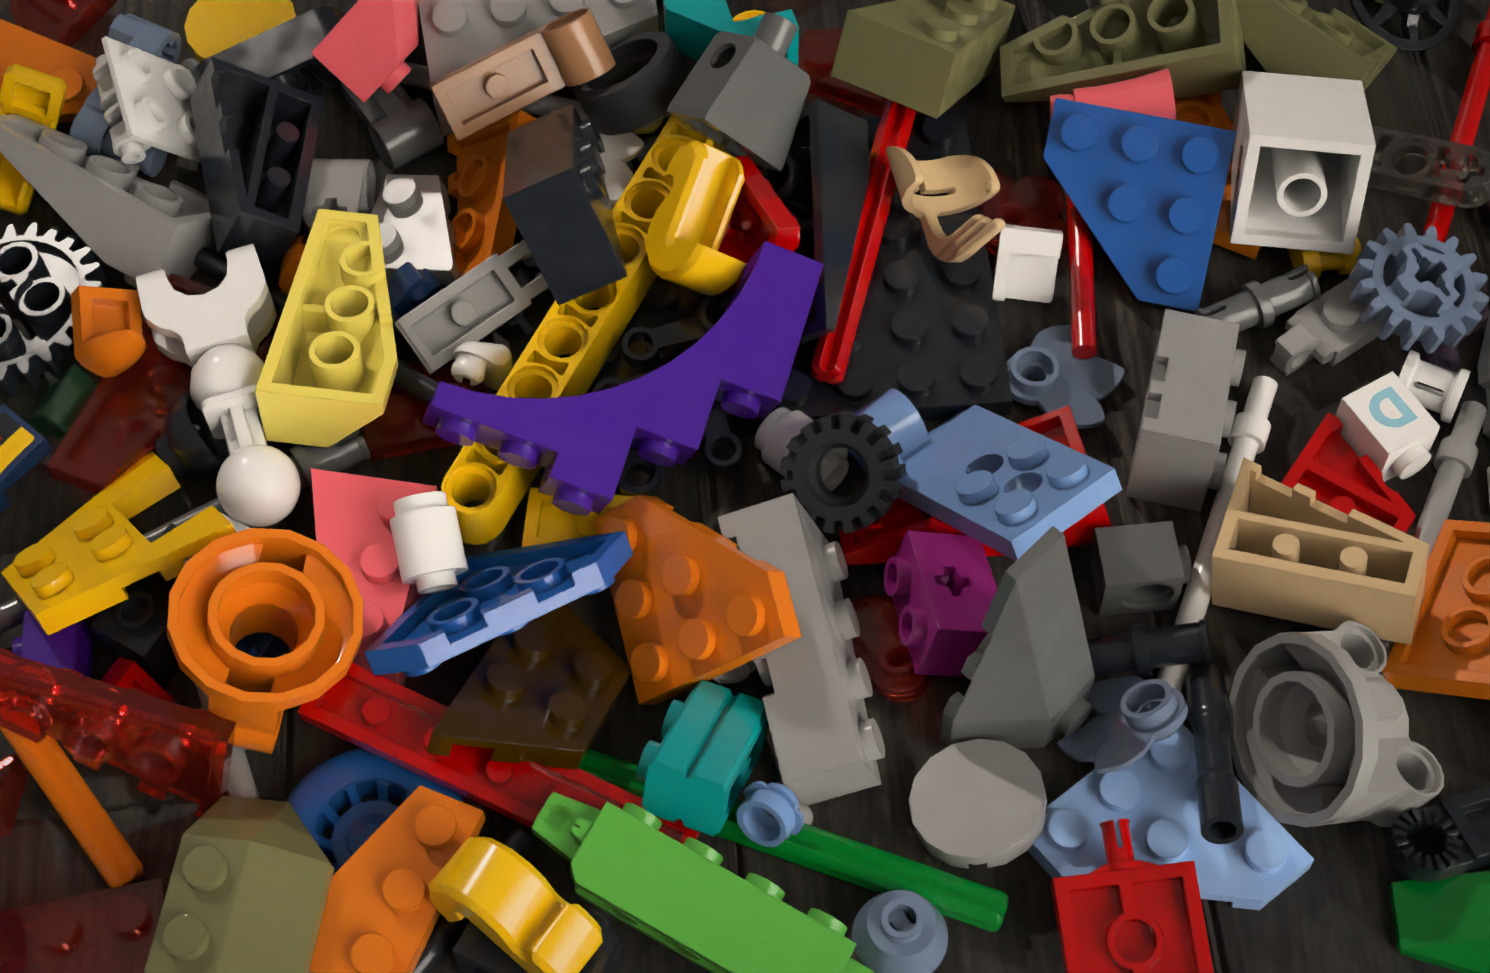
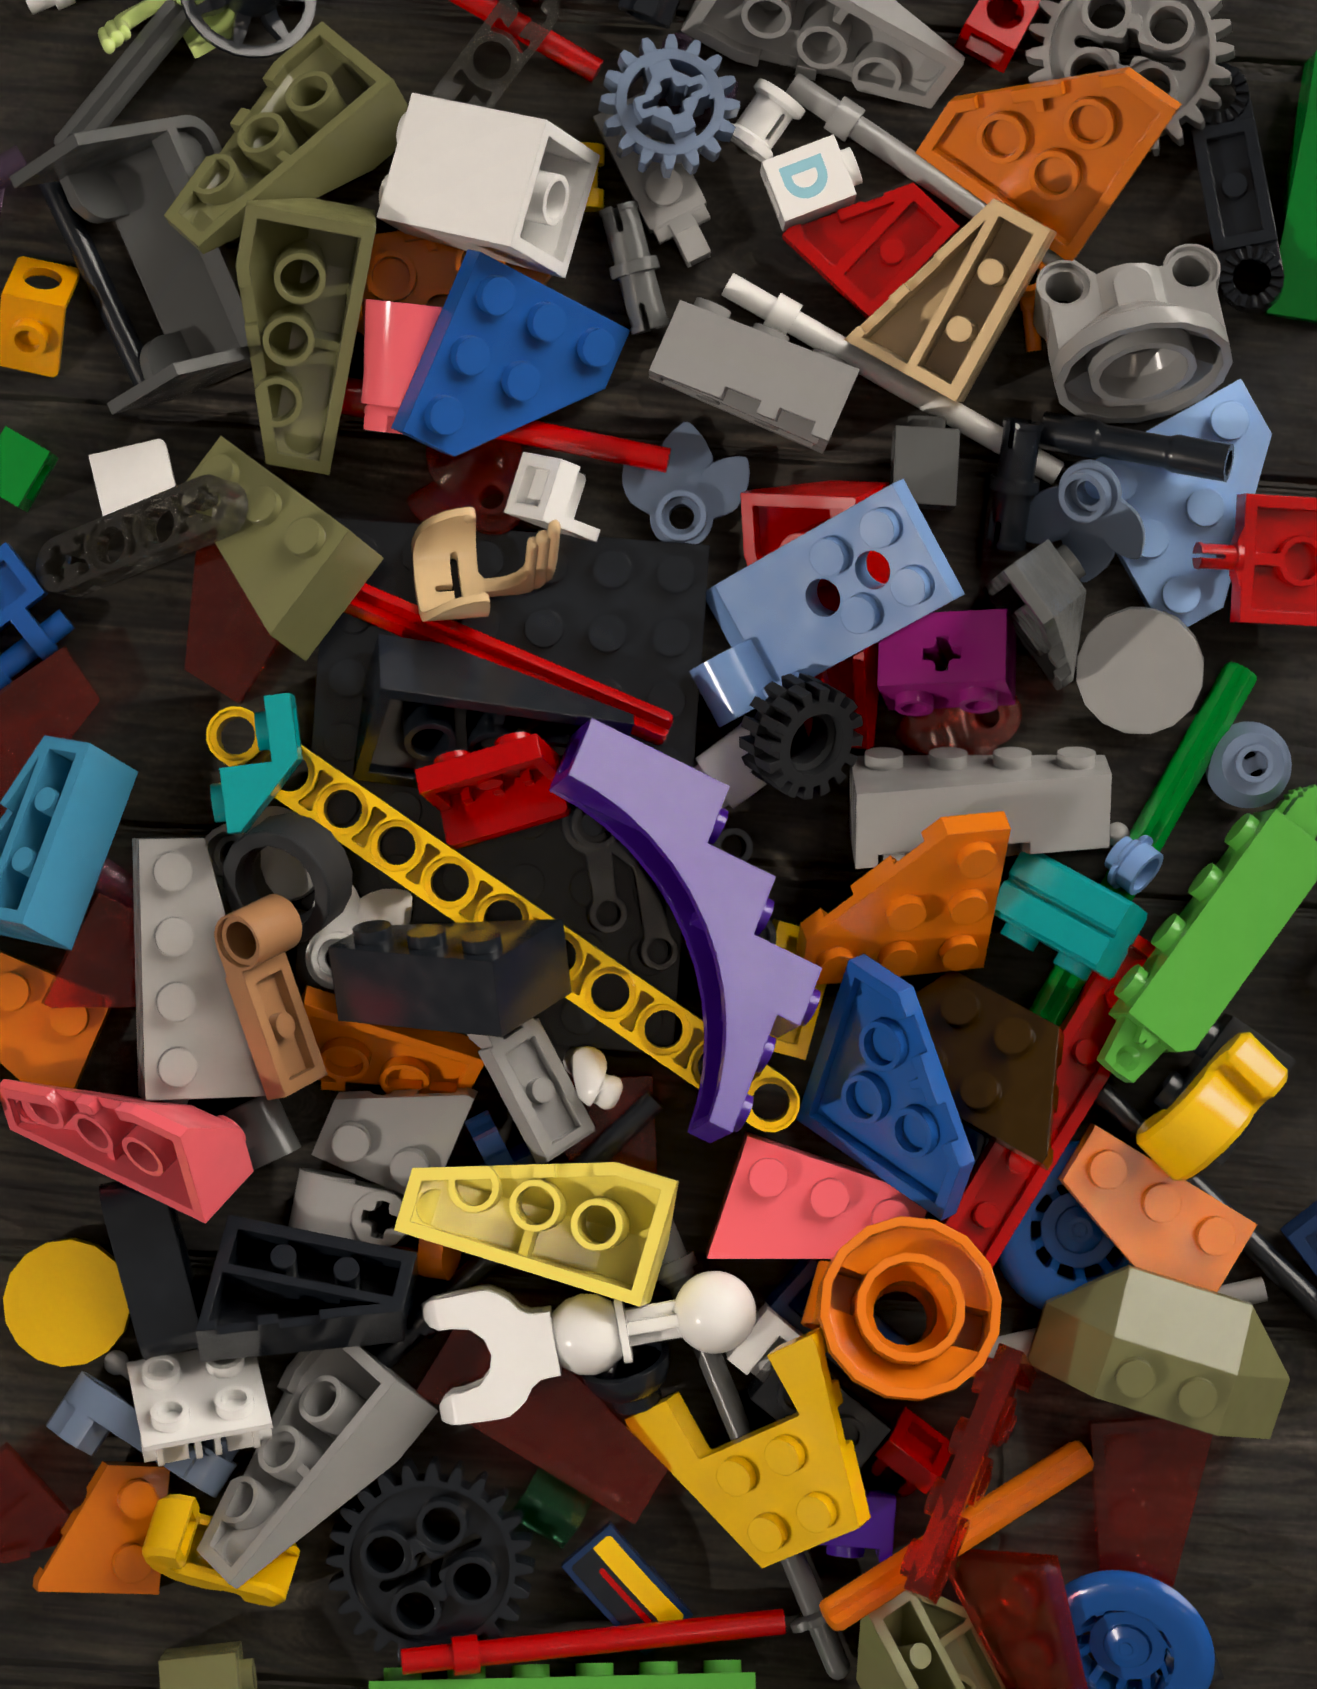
camera: 85 degrees left, 30 degrees up
(107, 329) = (501, 1456): orange plate -> none
(428, 542) = (828, 1149): white brick -> none
(693, 220) = (505, 845): yellow animal -> none
(746, 93) = (362, 763): dark grey torso -> none

